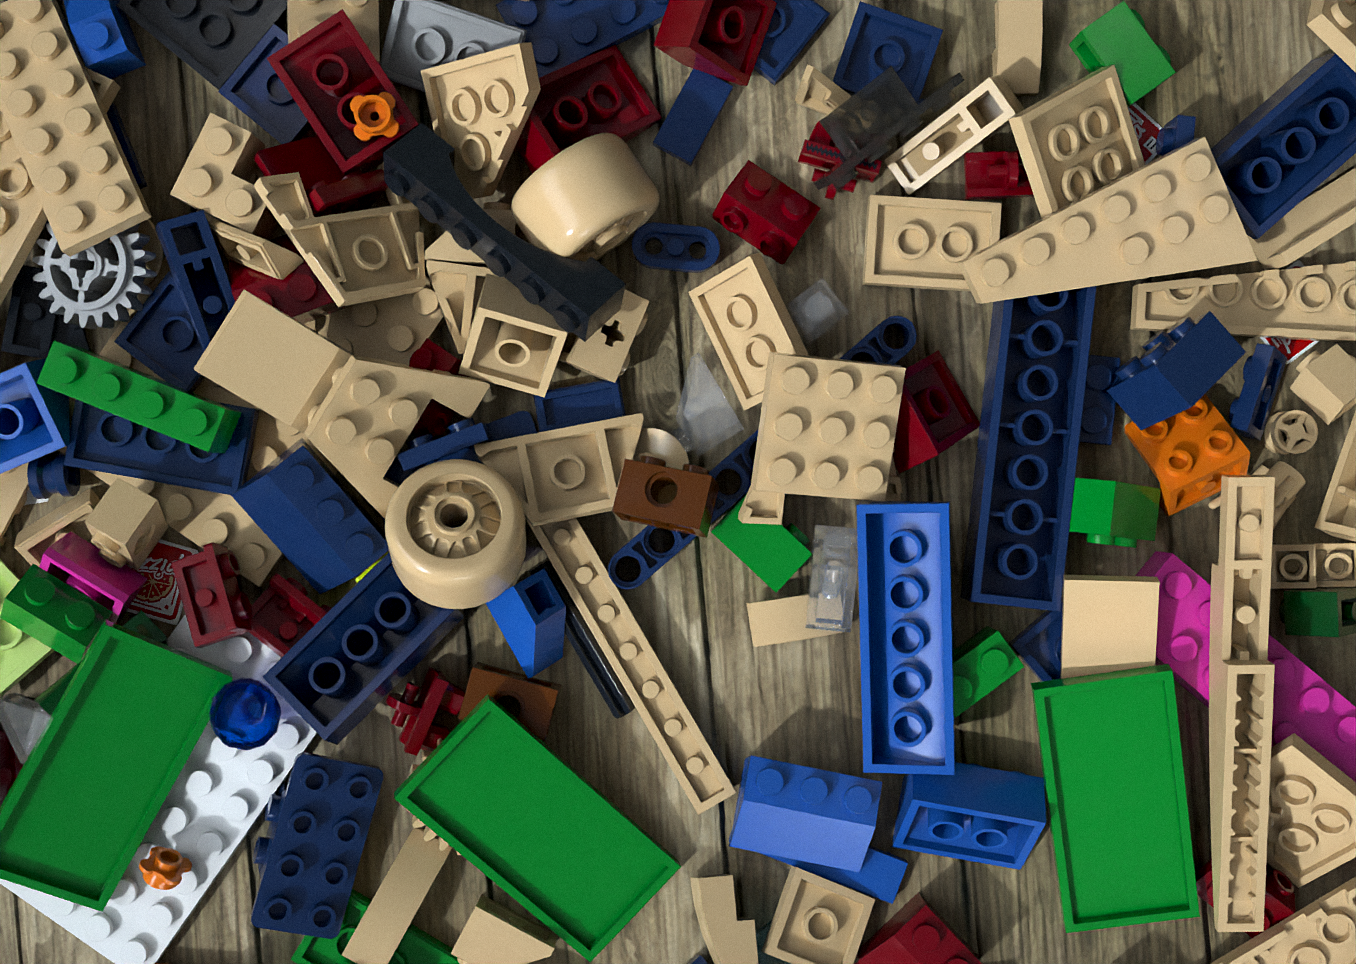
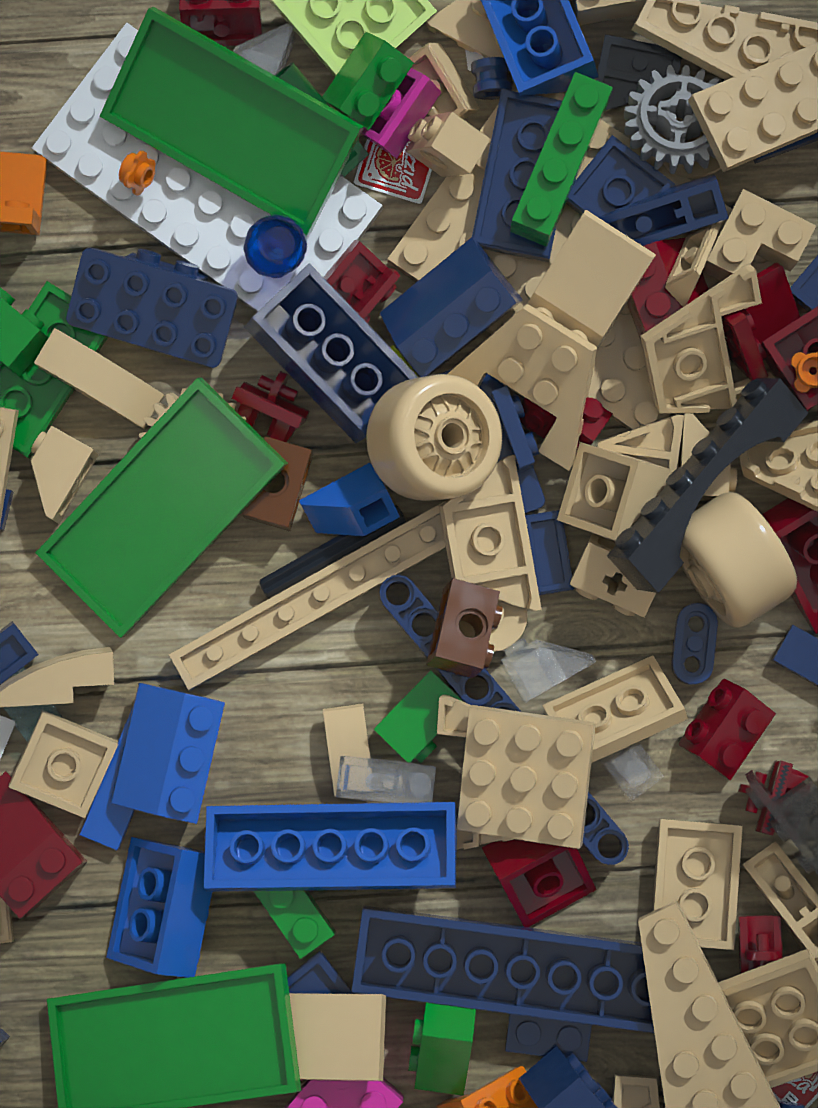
camera: 90 degrees right, 5 degrees down
(212, 595) = (381, 217): dark red bracket -> none

